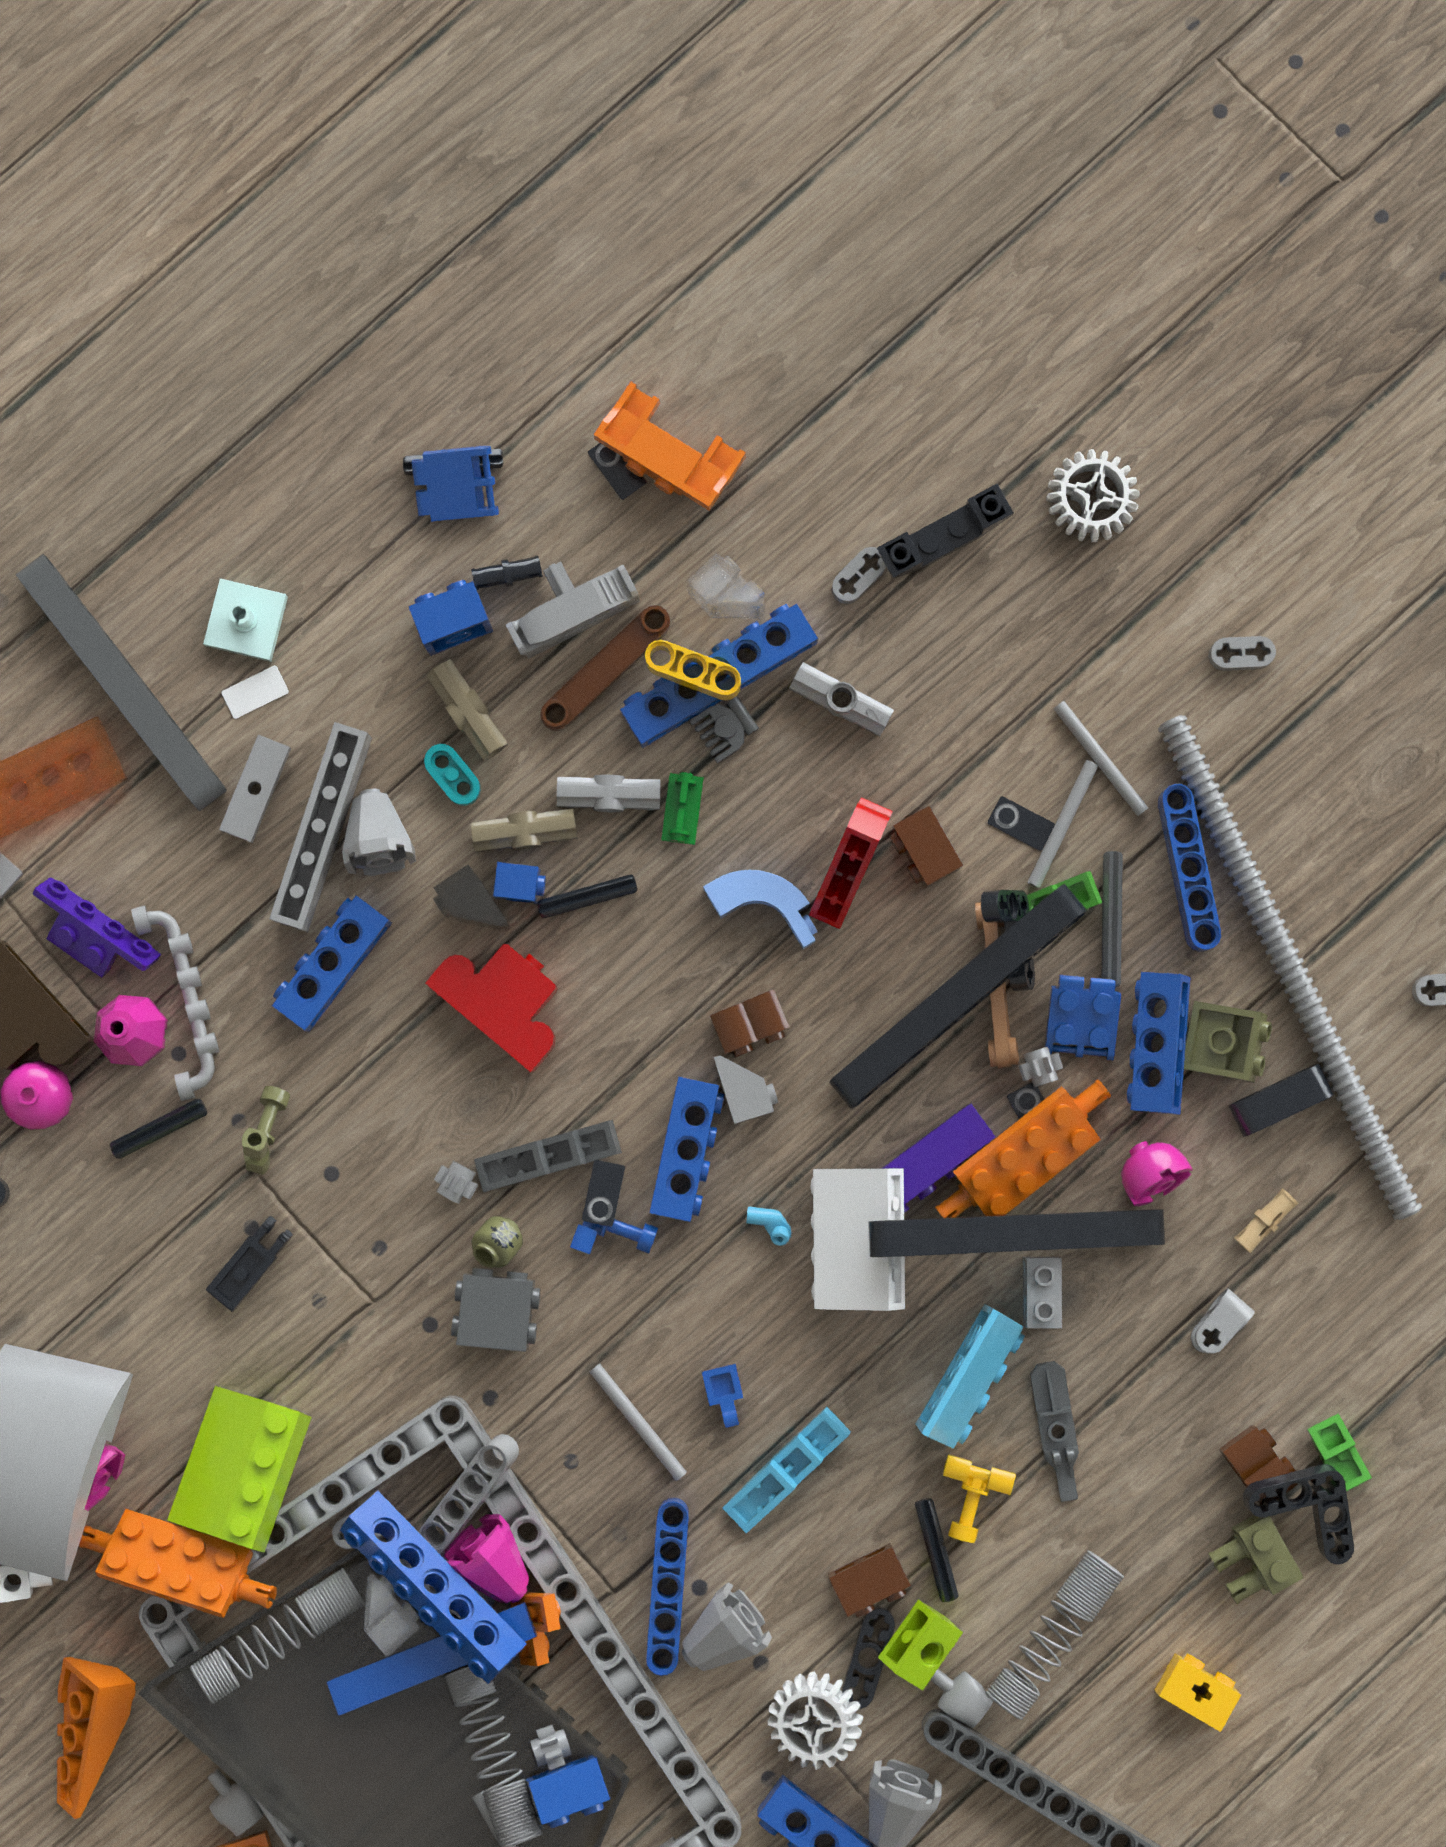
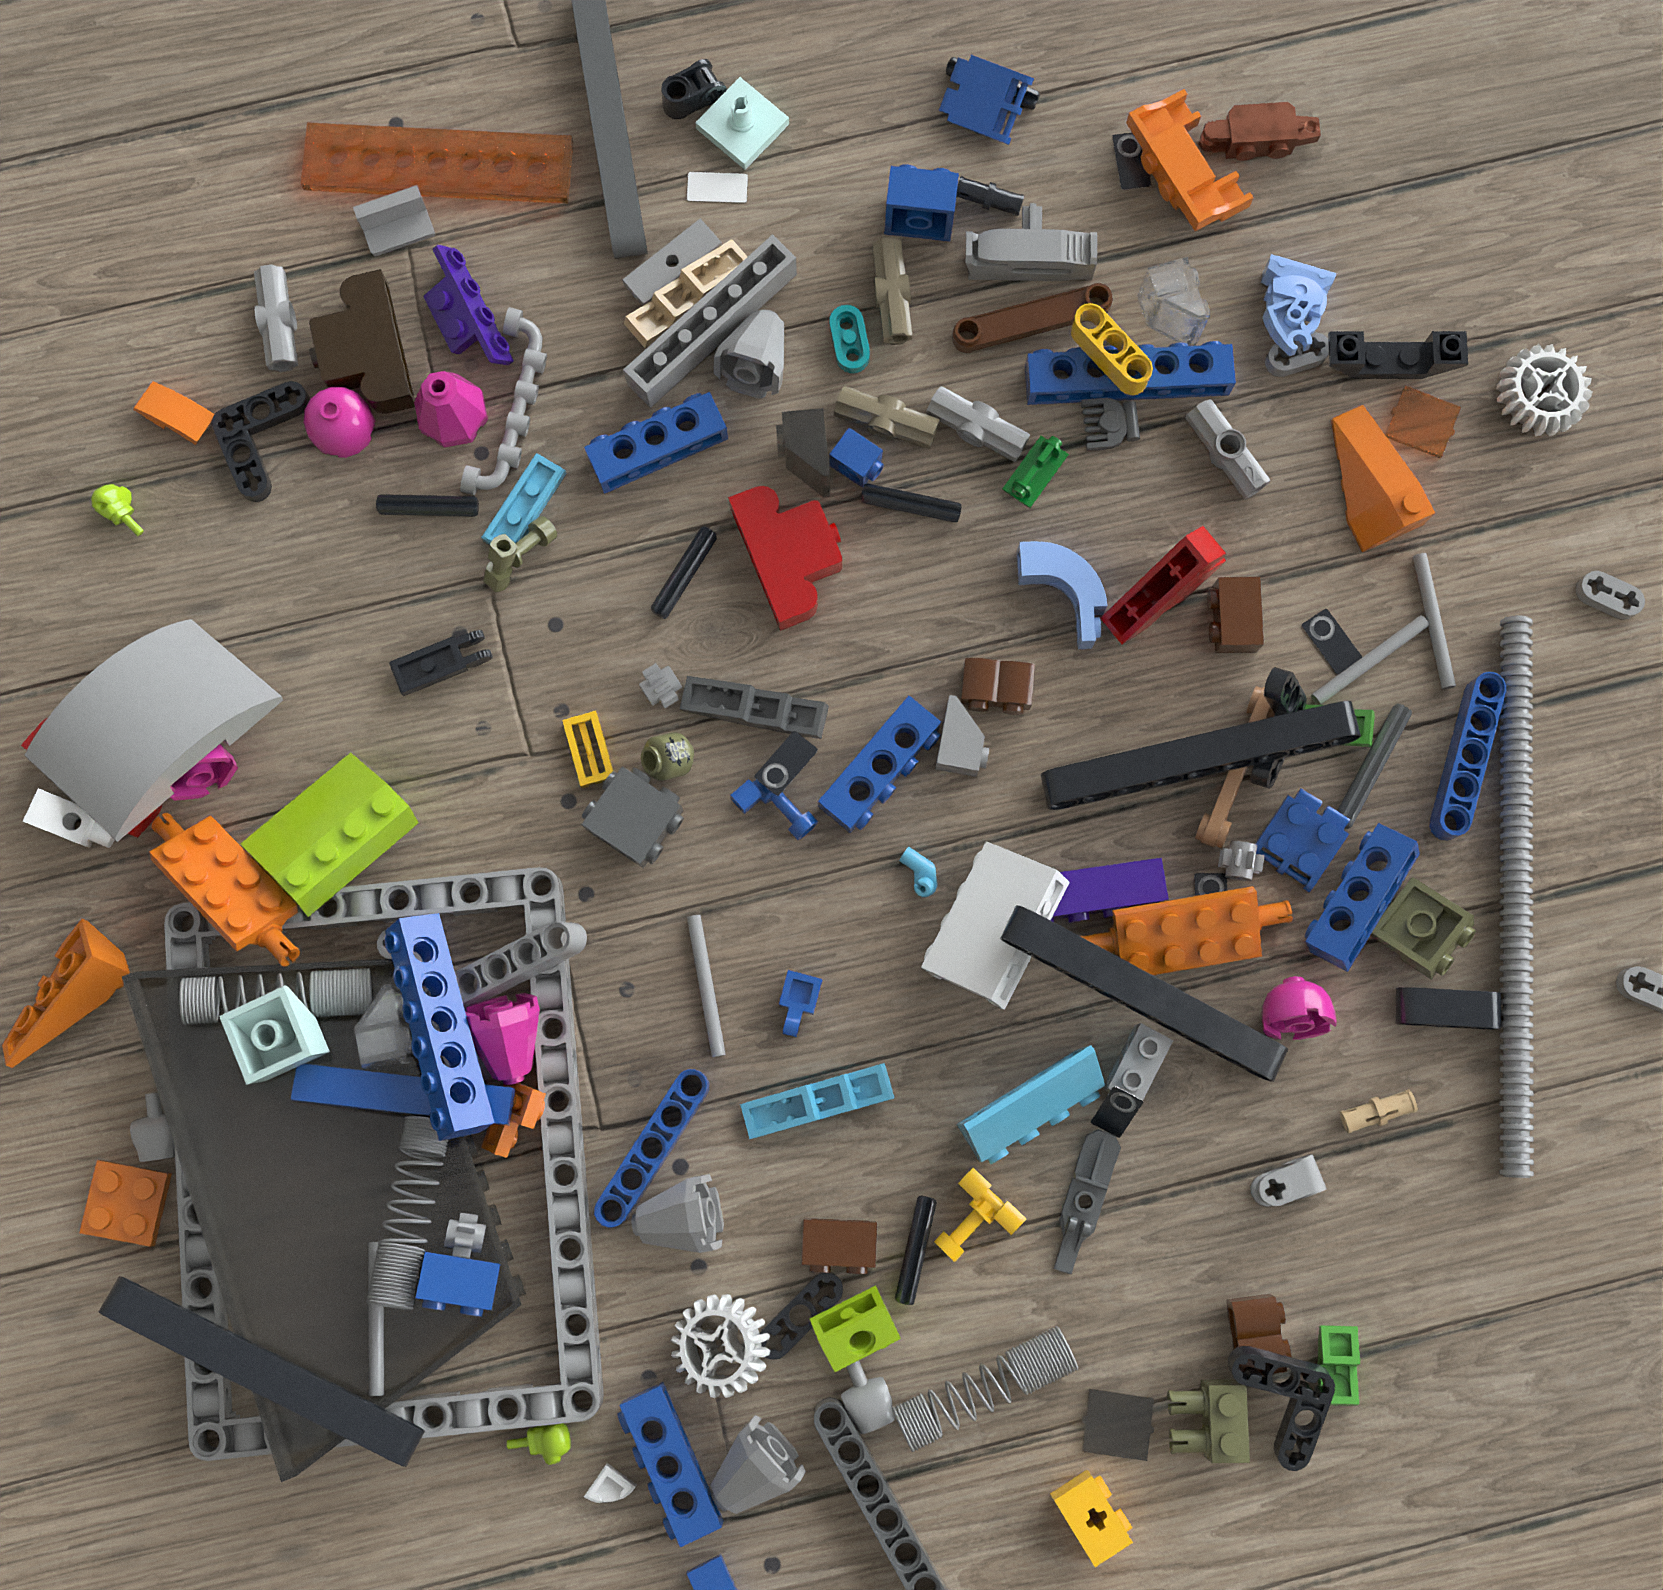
camera: 25 degrees right, 5 degrees down
(185, 612) = (695, 85): none -> black piece
(243, 1080) = (526, 500): none -> medium azure tile
(284, 809) = (683, 293): none -> tan slope
(296, 1672) = (273, 1035): none -> light aqua slope
(402, 1248) = (581, 720): none -> yellow tile
(420, 1067) = (683, 572): none -> black axle
(719, 382) = (1259, 131): none -> copper hinge
(828, 527) = (1292, 297): none -> light blue piece
(989, 662) = (1377, 483): none -> orange wedge
(1000, 578) = (1422, 422): none -> clear orange piece
(1045, 1342) = (1116, 1111): none -> black sticker
(1181, 1602) = (1118, 1424): none -> clear smoke piece

